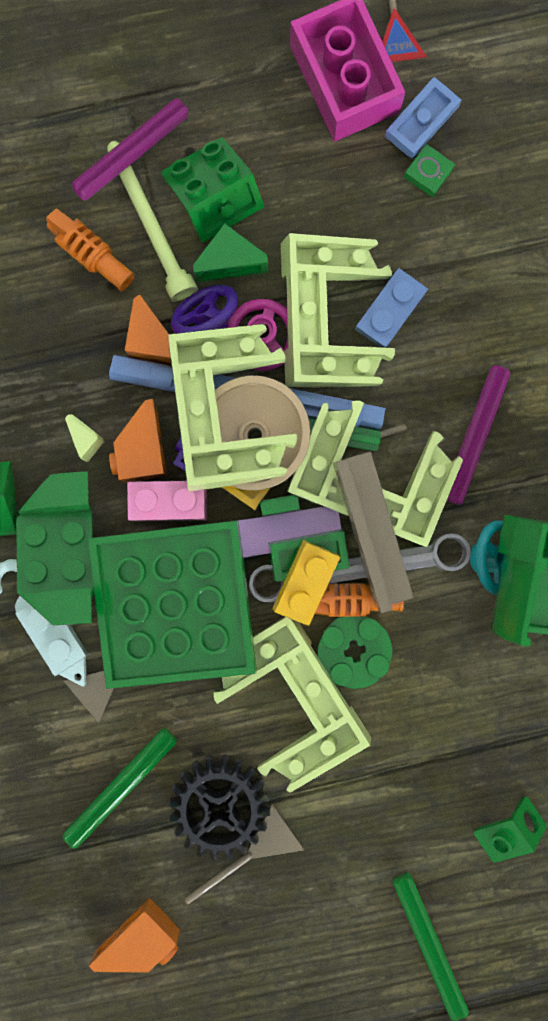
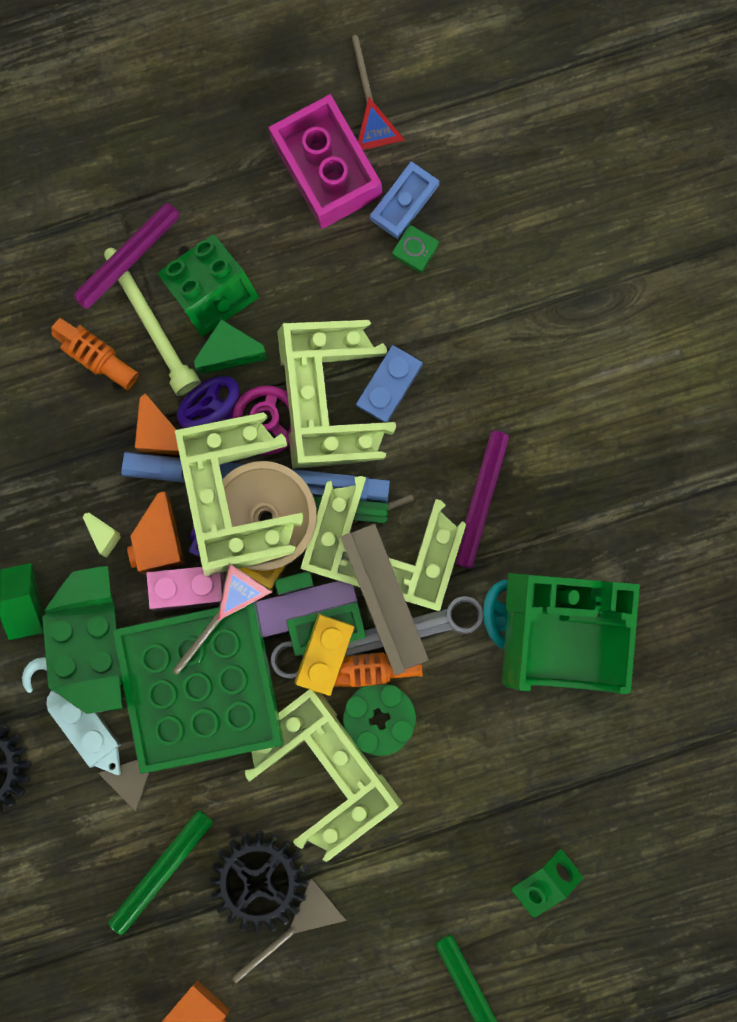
camera: 10 degrees right, 5 degrees down
(222, 512) = (237, 593): none -> piece

